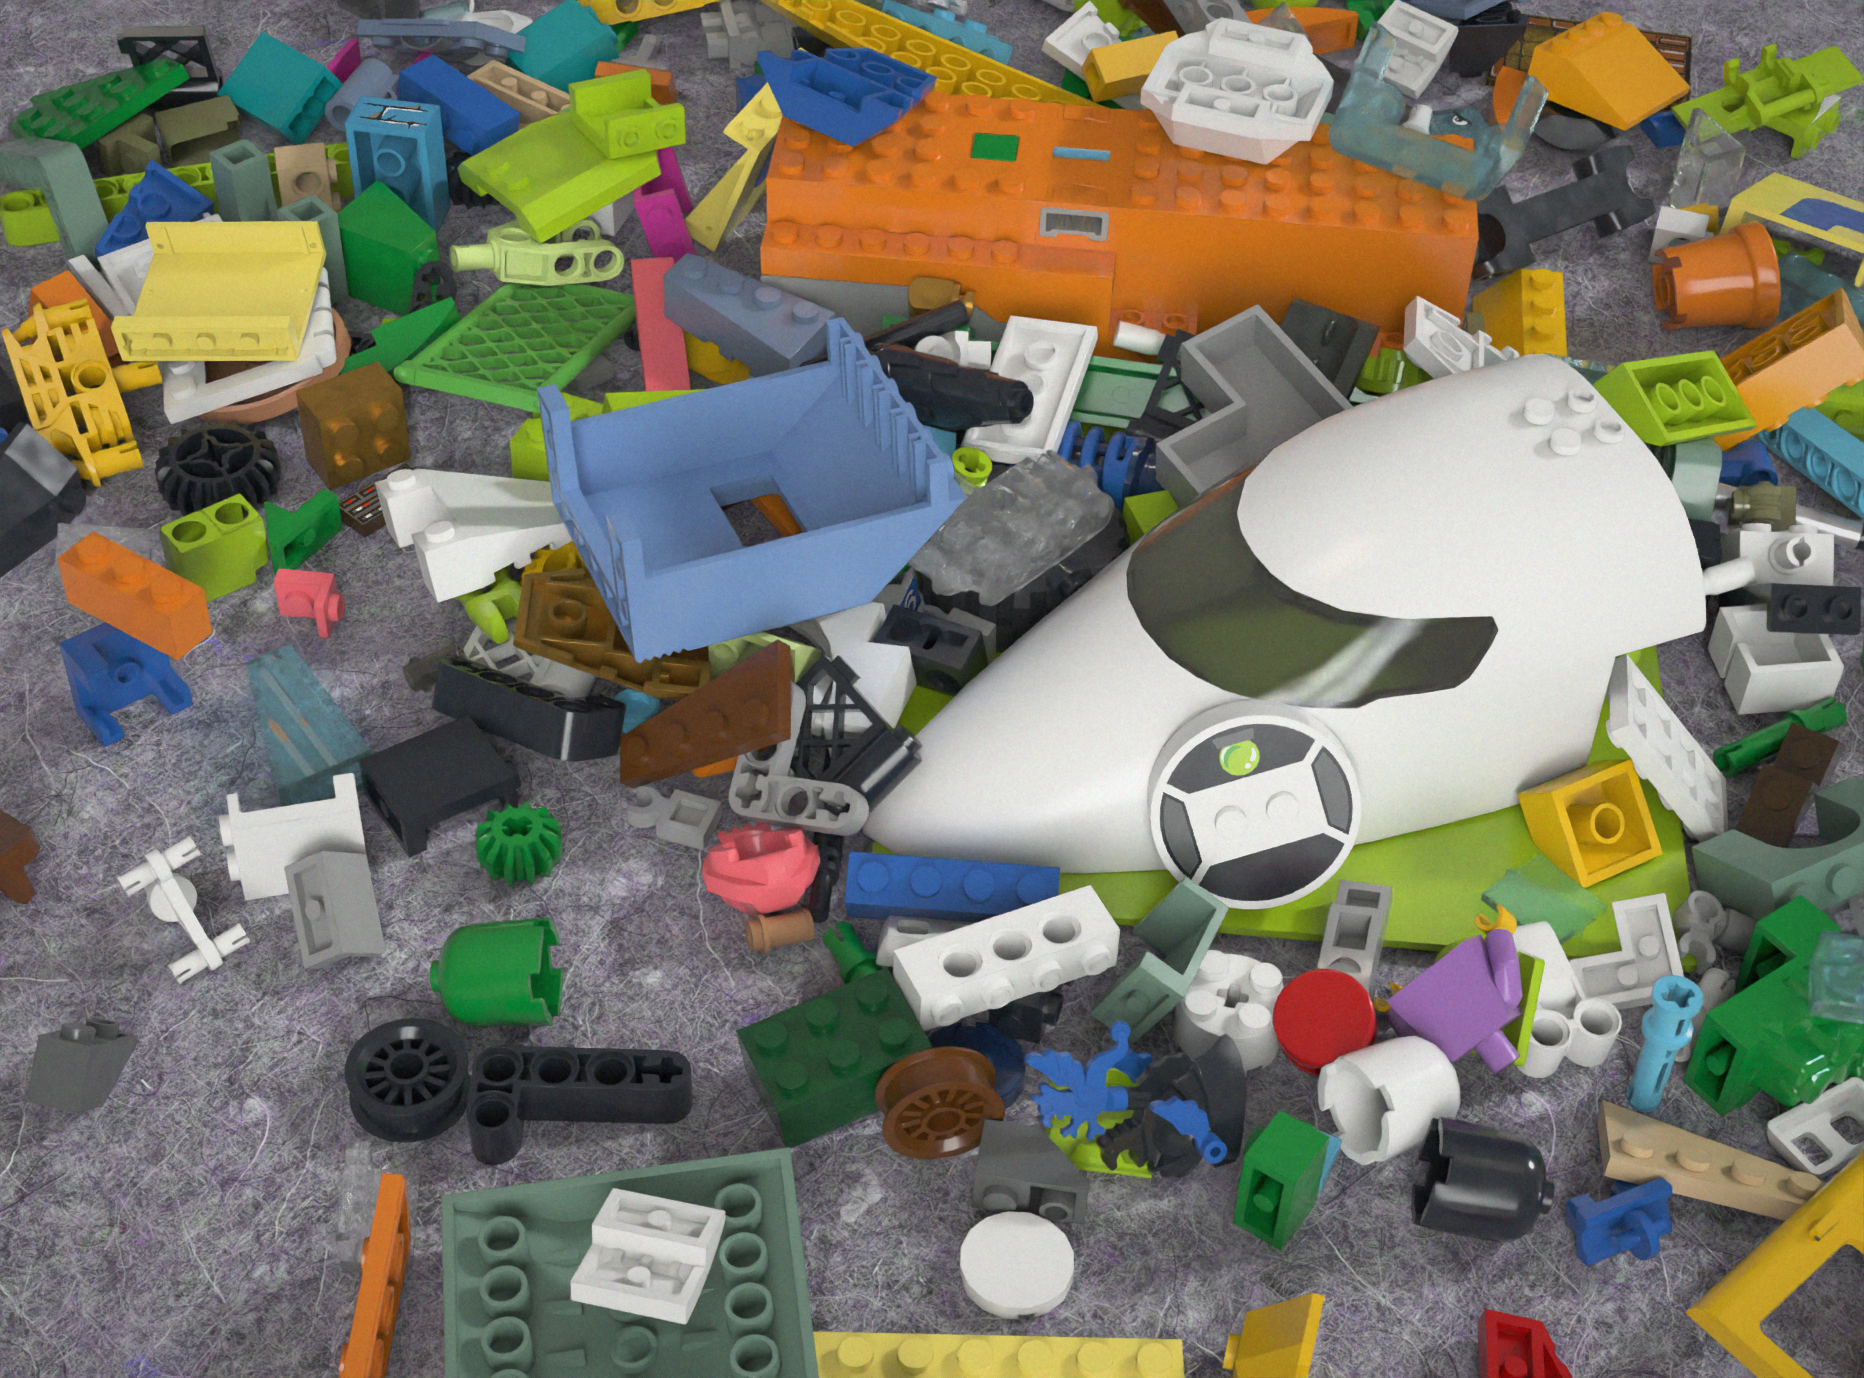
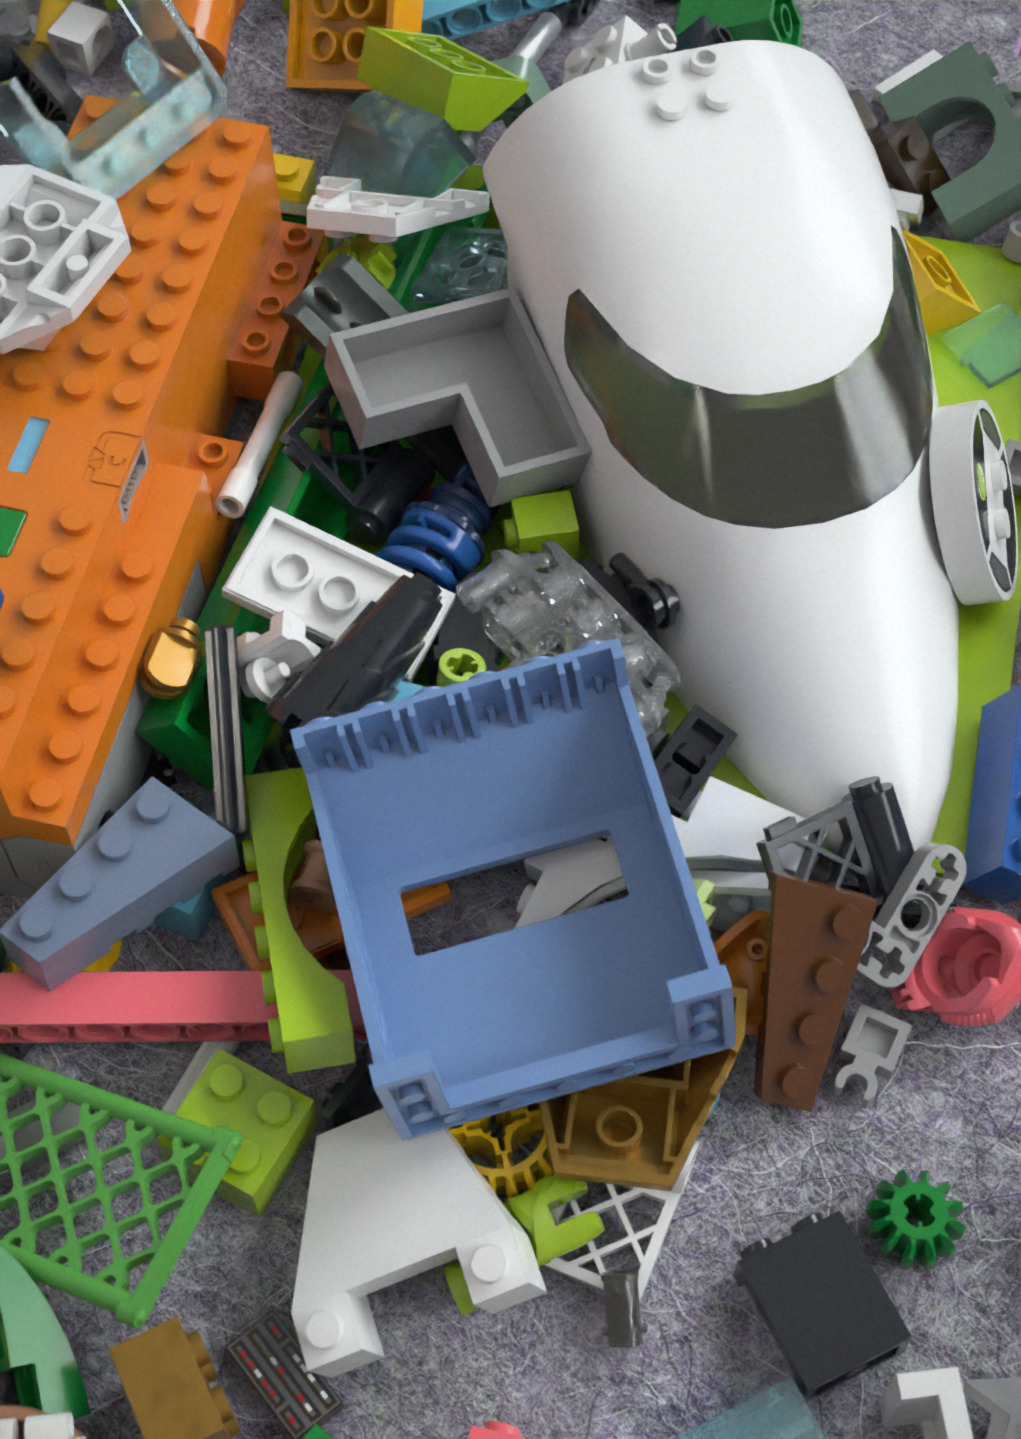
camera: 80 degrees left, 15 degrees up
(528, 713) = (728, 1204): black beam -> none
(1762, 504) = (554, 56): olive brick -> none

